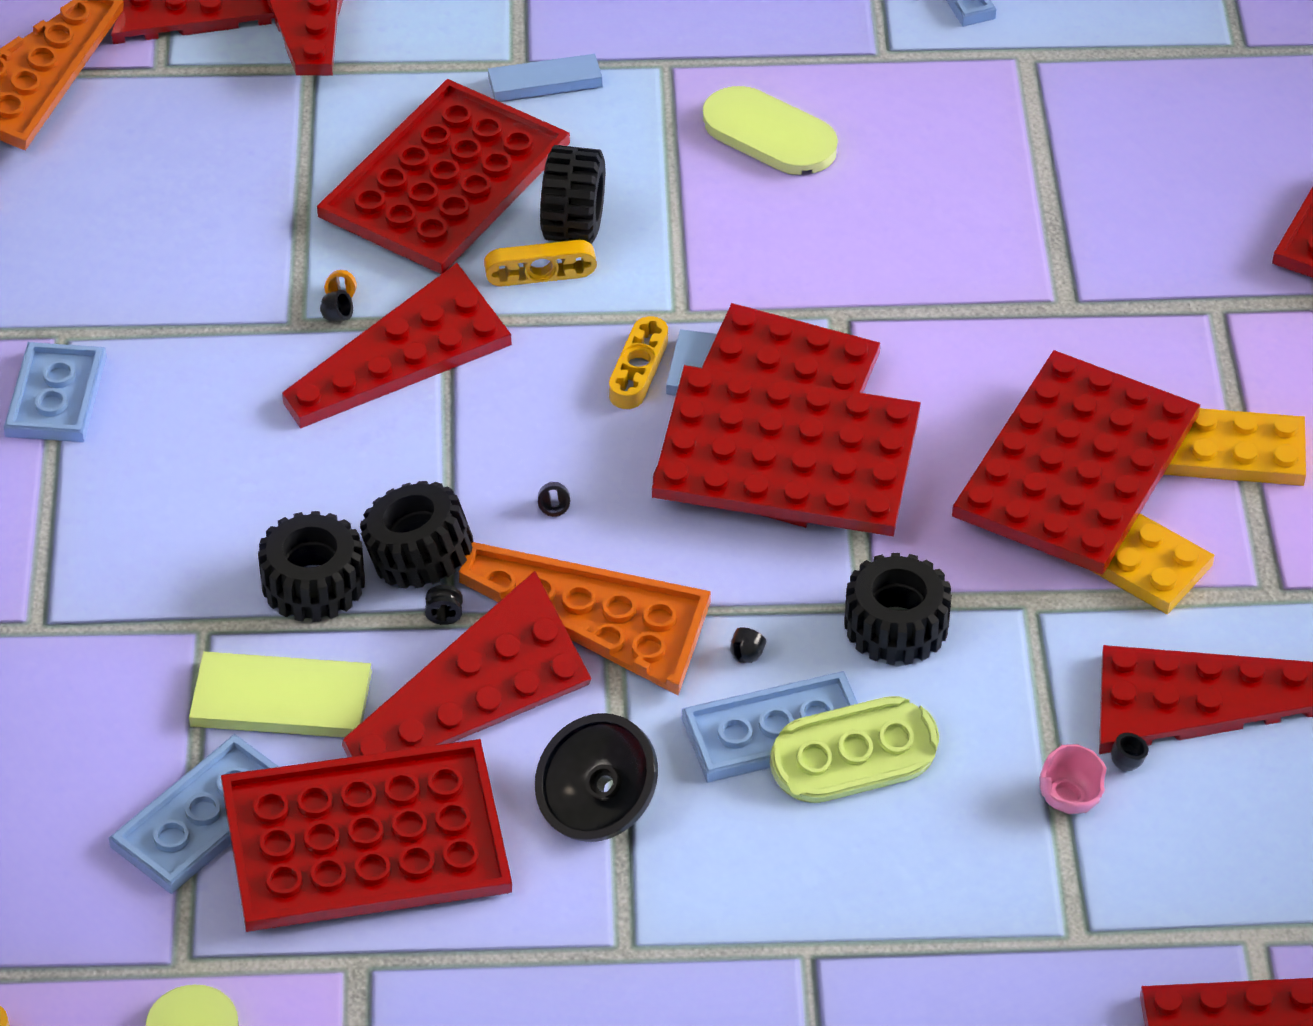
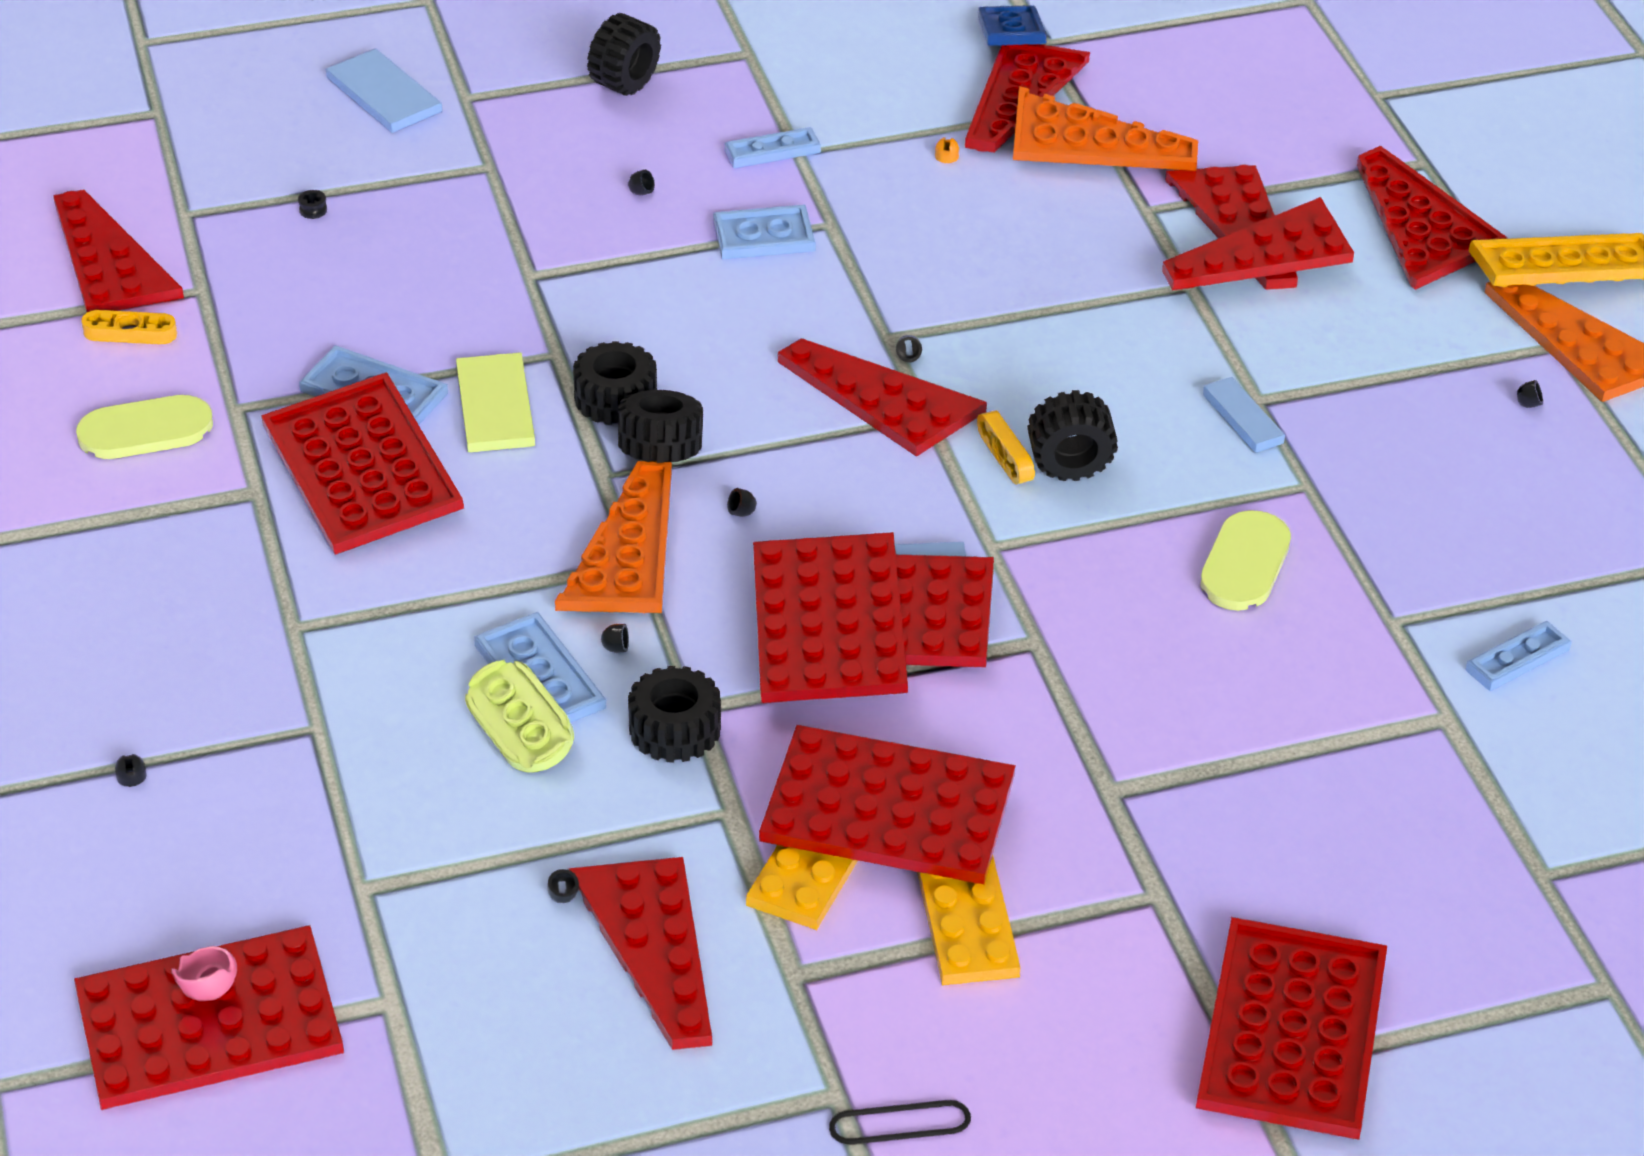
camera: 75 degrees right, 5 degrees down
(333, 282) = (934, 346): light orange hinge -> none
(442, 176) = (1134, 377): red plate -> none
(443, 604) = (604, 462): black bush -> none
(489, 674) = (536, 497): red wing -> none
(580, 764) = (439, 567): black dish -> none
(642, 375) = (942, 519): yellow beam -> none
(1072, 779) = (514, 849): bright pink hair -> none

